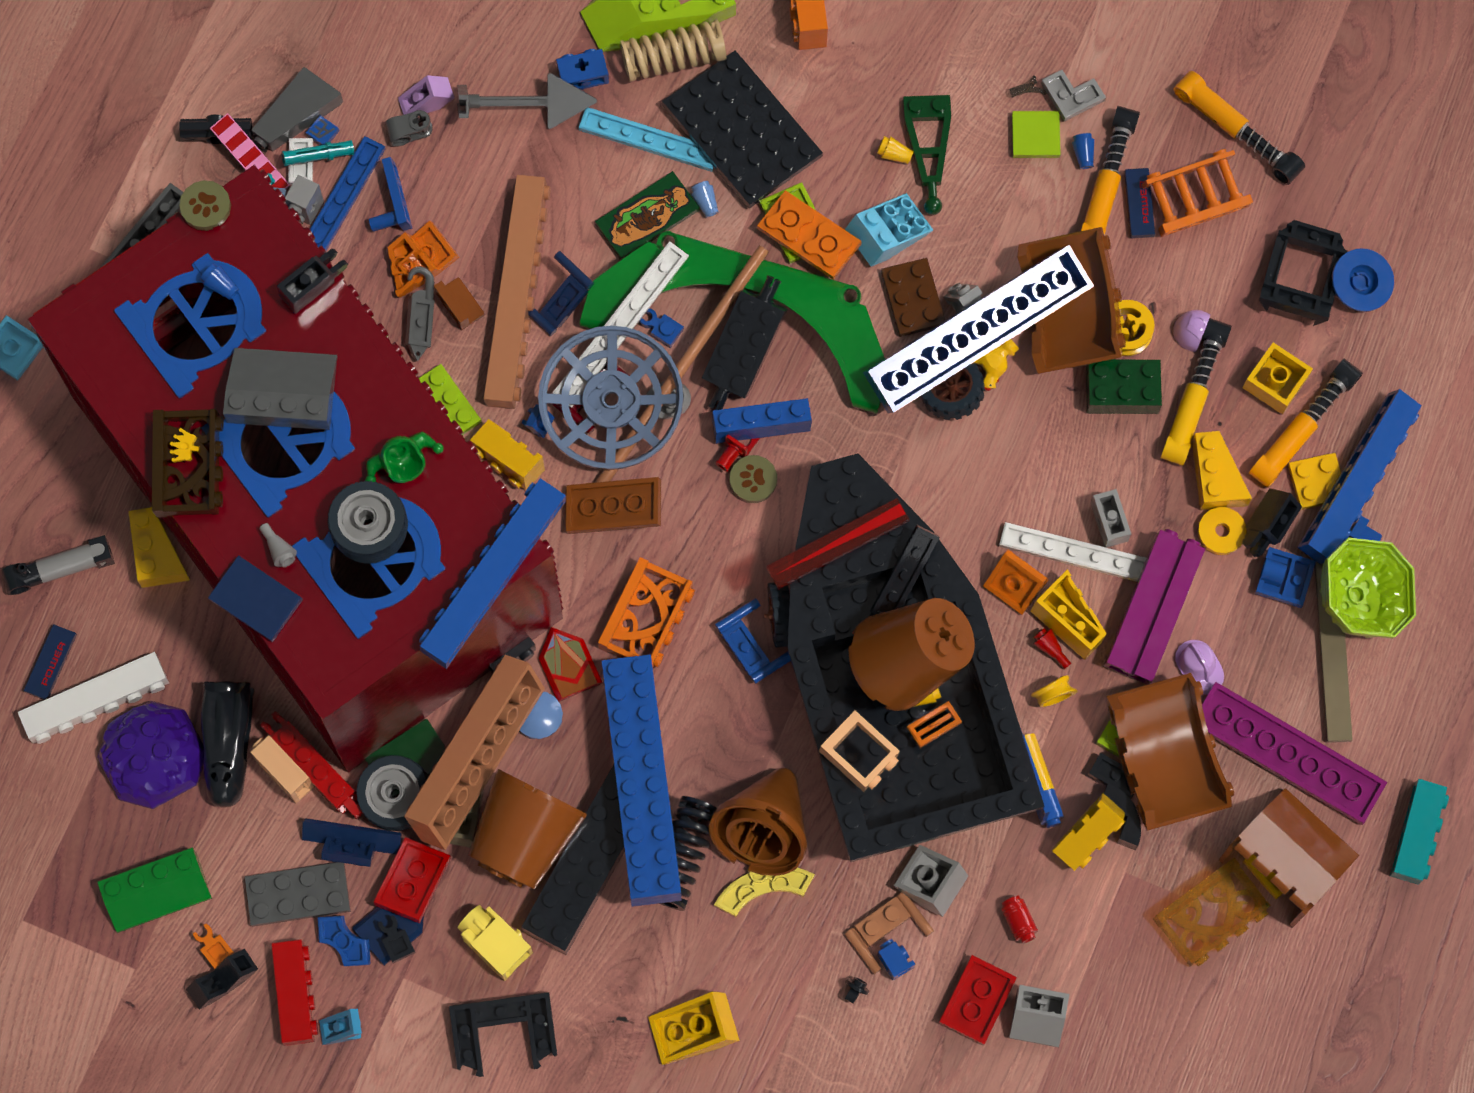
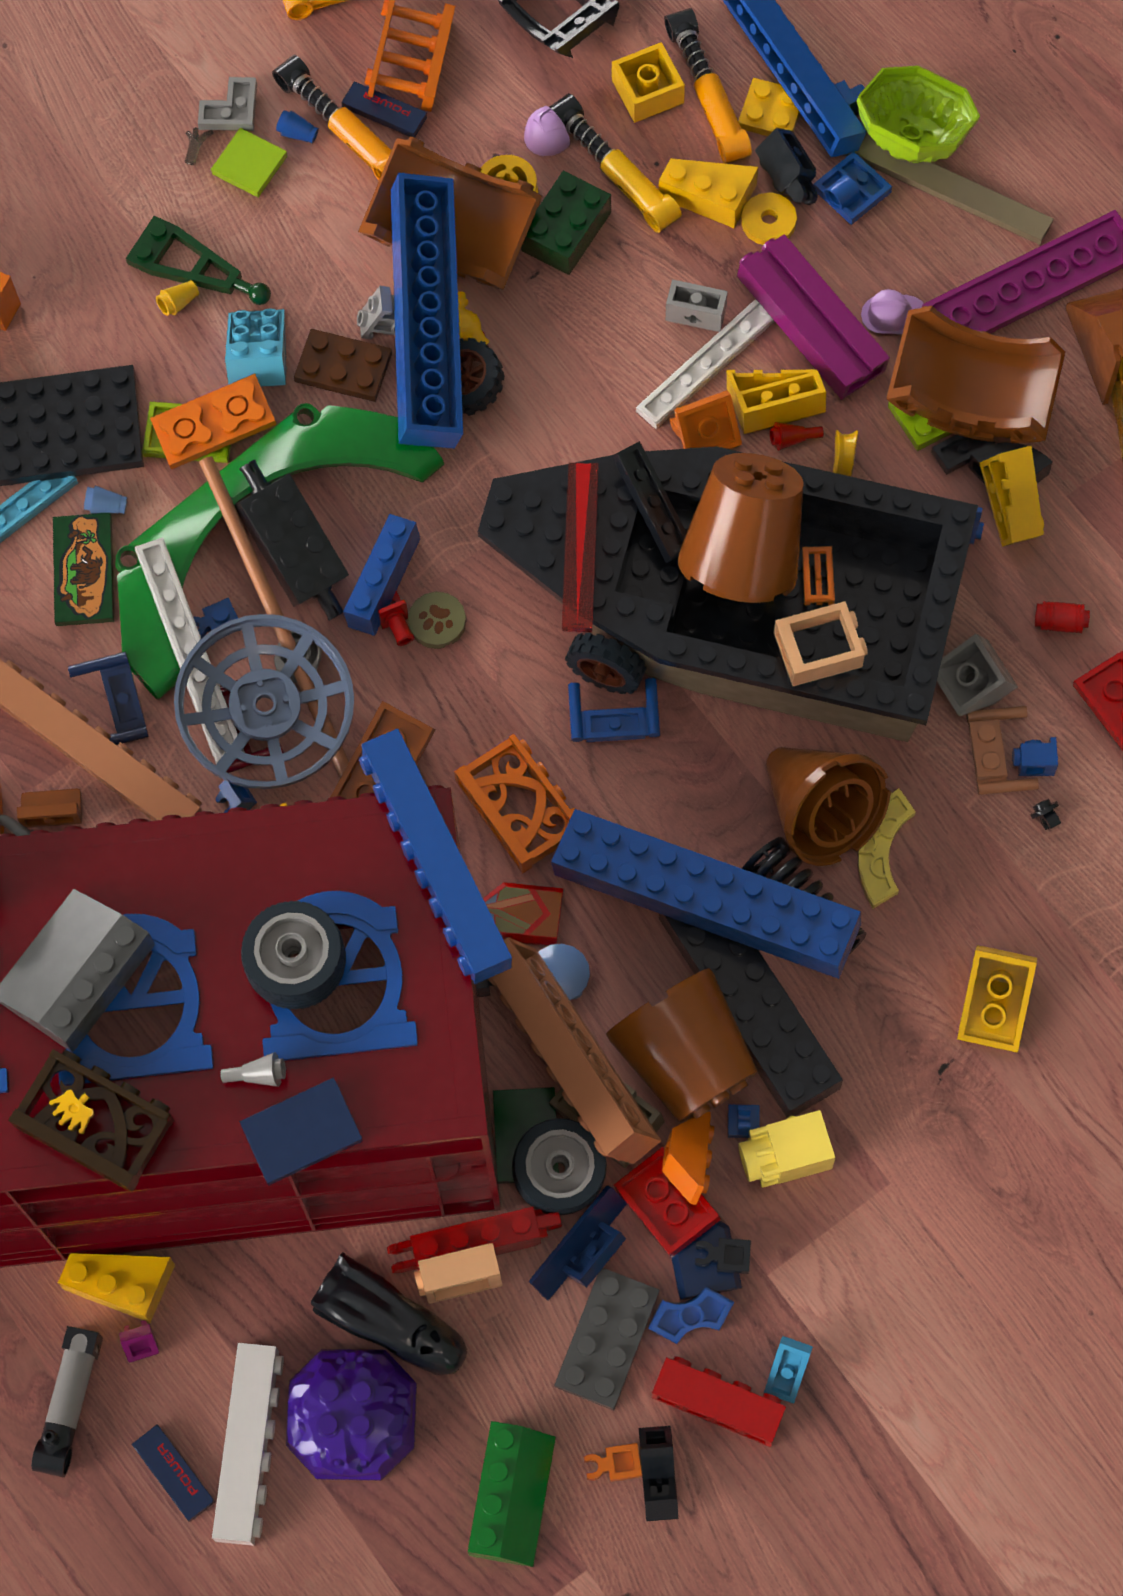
camera: 55 degrees left, 5 degrees down
(122, 588) = (138, 1342): none -> magenta tile
(402, 457) = (241, 880): green piece -> none
(450, 875) = (688, 1157): none -> orange slope
(469, 1017) = (854, 1224): black wedge -> none
(503, 901) = (742, 1119): none -> blue tile

